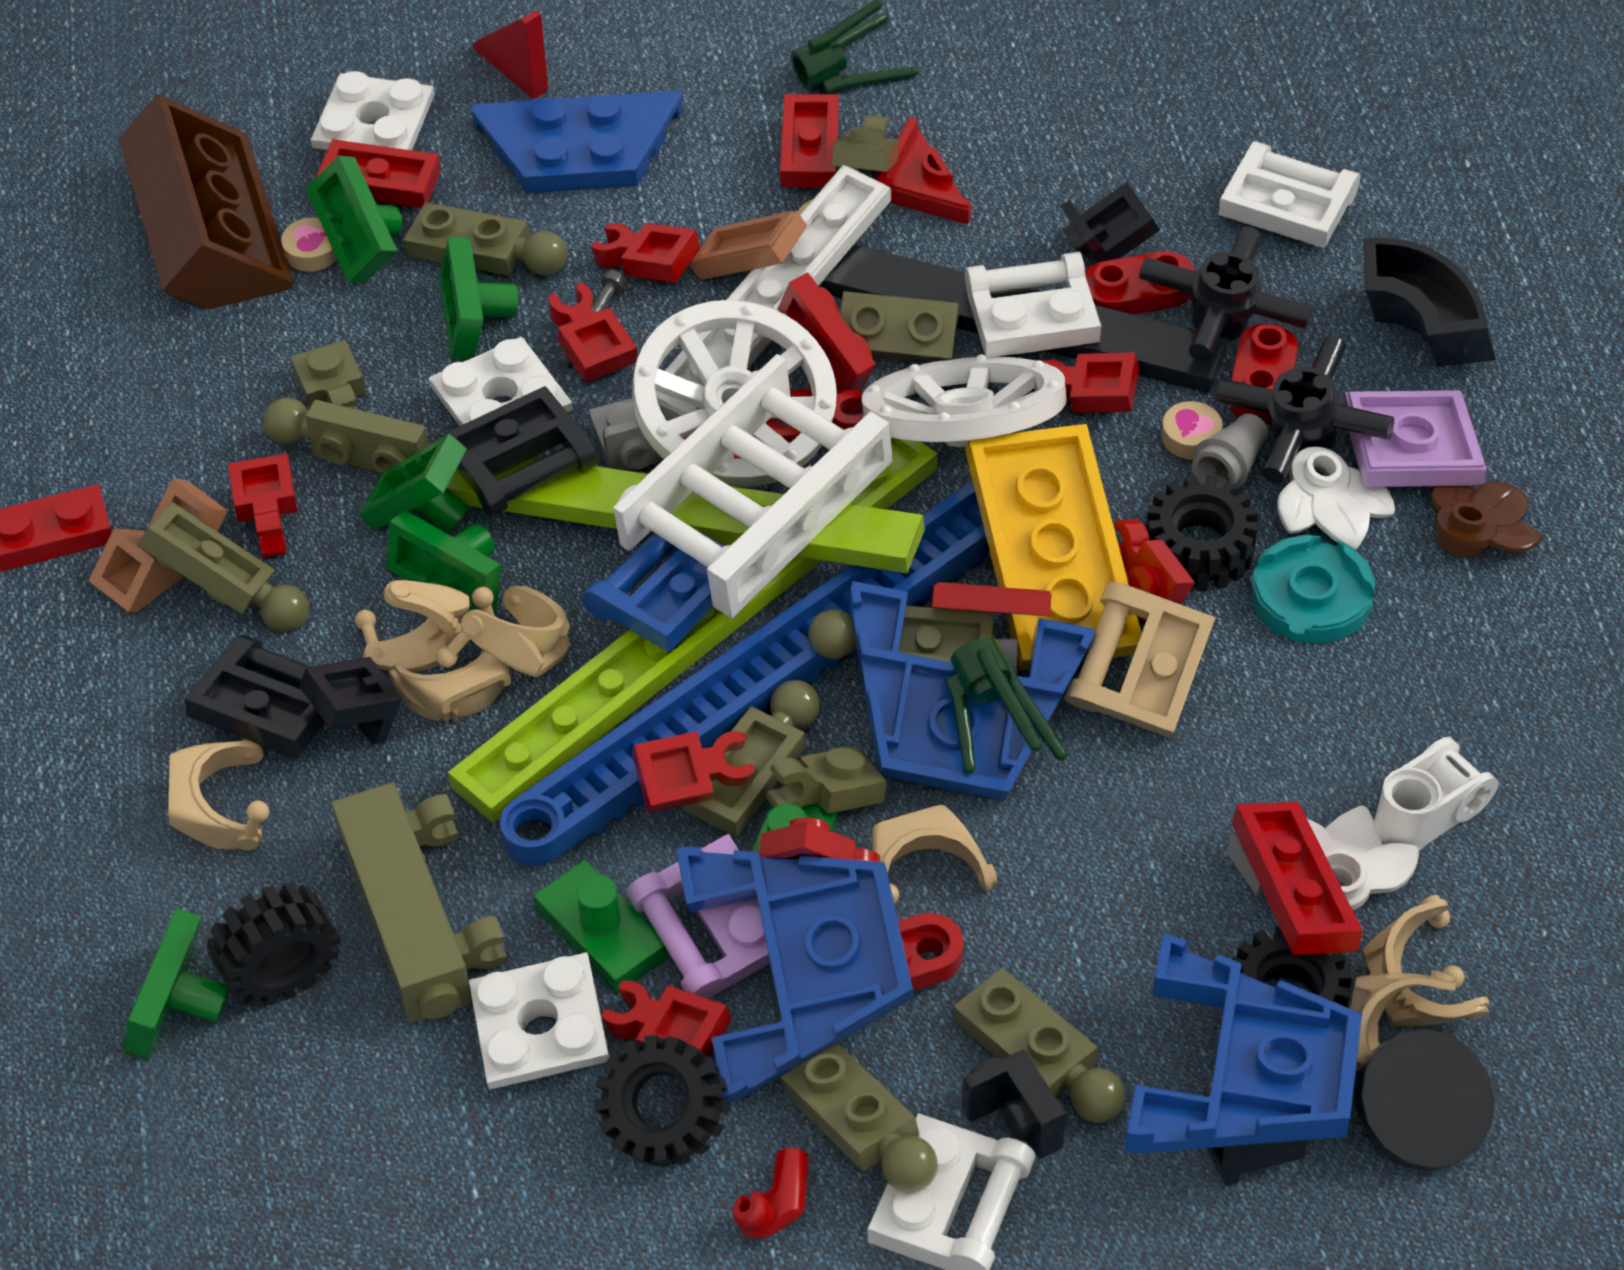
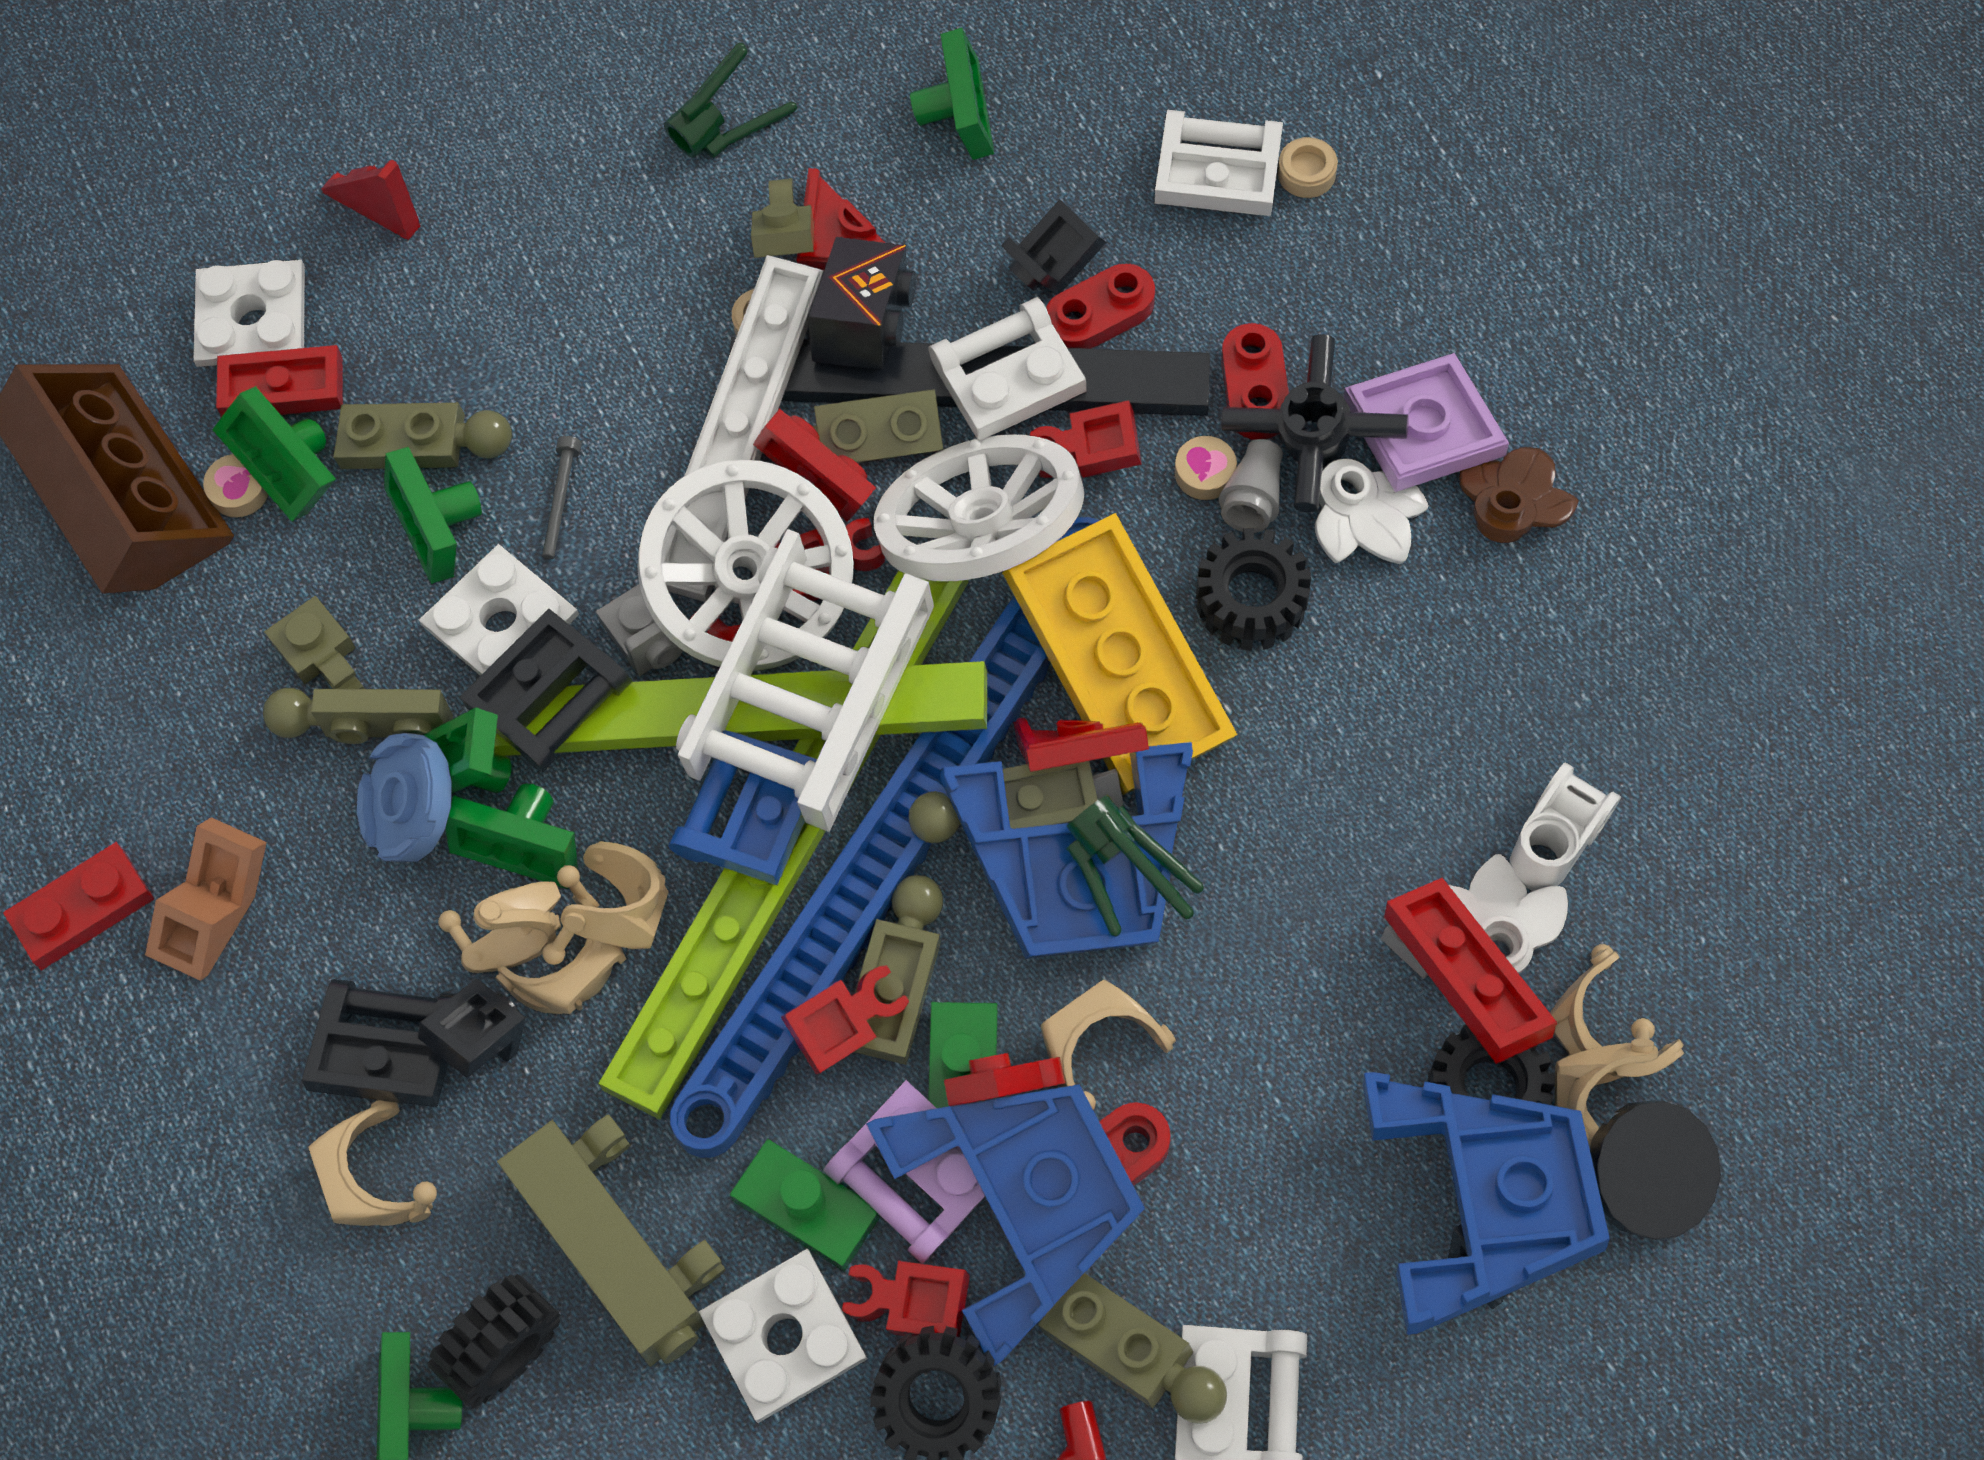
camera: 15 degrees left, 15 degrees up
(223, 569) = (284, 911): olive plate -> none
(262, 493) = (293, 806): red plate -> none
(363, 507) = (405, 798): none -> medium blue tile
(578, 139) = (473, 281): blue wing -> none
(591, 340) = (571, 526): red plate -> none
(653, 253) = (599, 404): red plate -> none
(748, 245) = (698, 375): nougat tile -> none
(808, 139) = (716, 224): red plate -> none
(833, 779) = (981, 977): olive plate -> none
(914, 222) = (860, 303): none -> black brick
(1012, 1018) = (1273, 1213): olive plate -> none
(1024, 1101) = (1286, 1286): black bracket -> none
(1067, 92) = (958, 97): none -> green tile
(1151, 563) = (1223, 652): red plate -> none
(1160, 666) = (1263, 758): tan plate -> none
(1225, 294) = (1195, 305): black bar -> none
(1312, 589) = (1376, 619): teal tile -> none
(1372, 216) = (1307, 167): none -> tan tile
(1427, 295) = (1398, 257): black brick -> none

